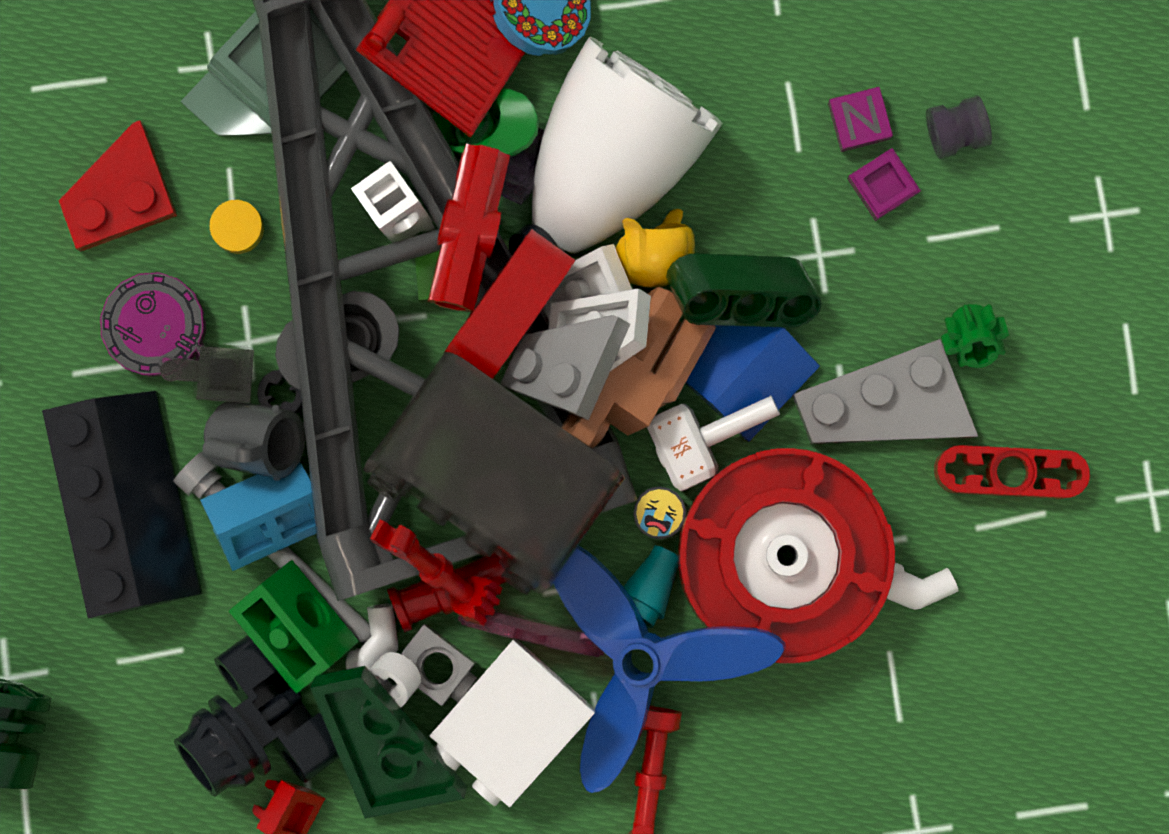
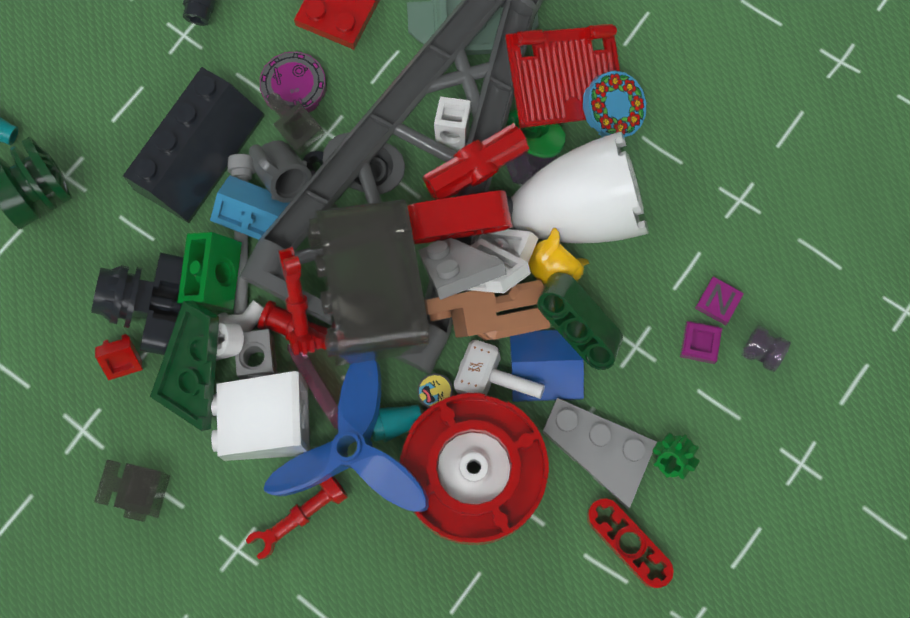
camera: 45 degrees right, 10 degrees down
(236, 226) = (374, 76): yellow tile -> none
(918, 592) = (521, 553): white arm -> none

